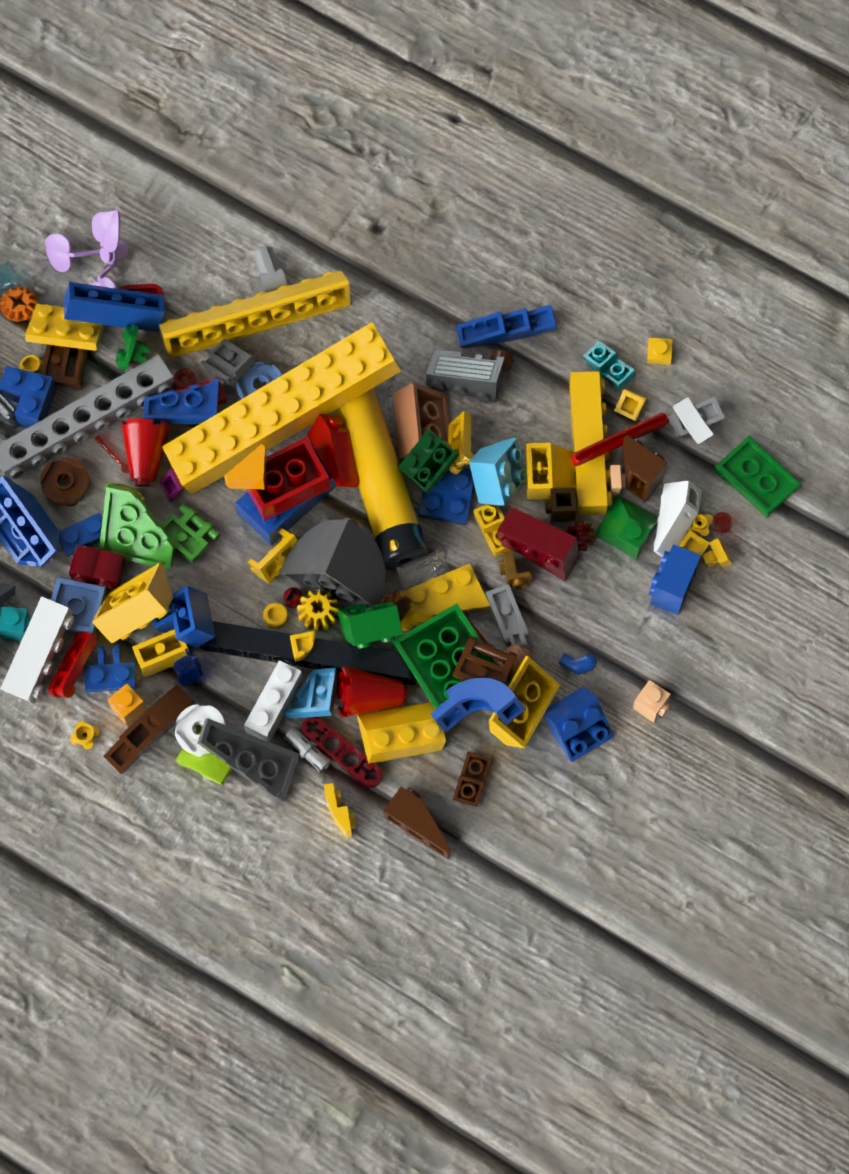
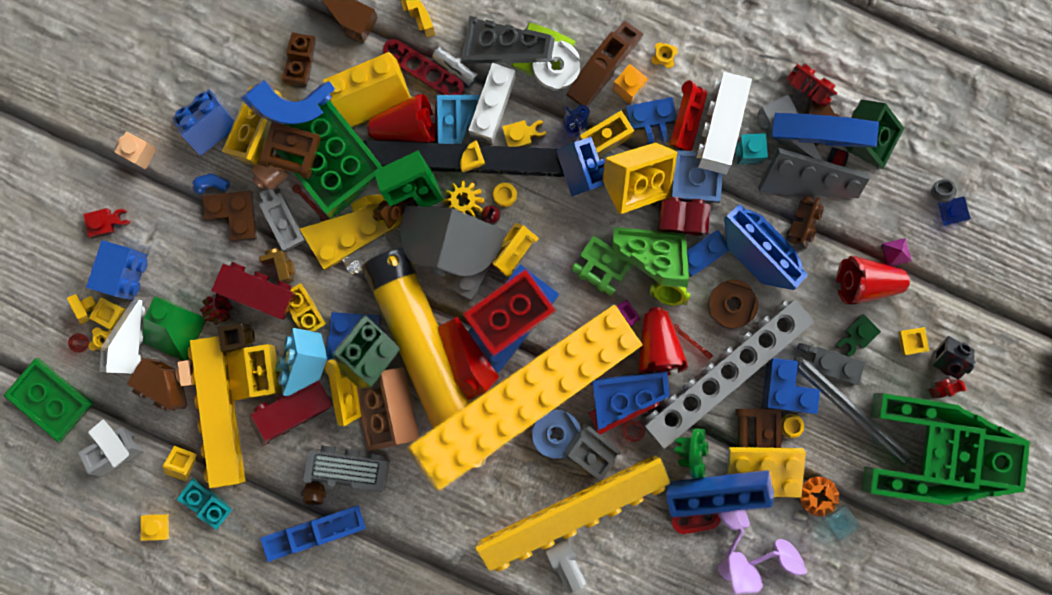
camera: 175 degrees right, 15 degrees up
(249, 472) = (541, 303): light orange slope -> none
(251, 673) = (520, 135): none -> yellow plate
(527, 423) = (289, 412): none -> dark red wedge
(553, 636) = (237, 208): none -> reddish brown plate
(616, 440) = (183, 413): red axle -> none
(694, 638) = (102, 222): none -> red plate

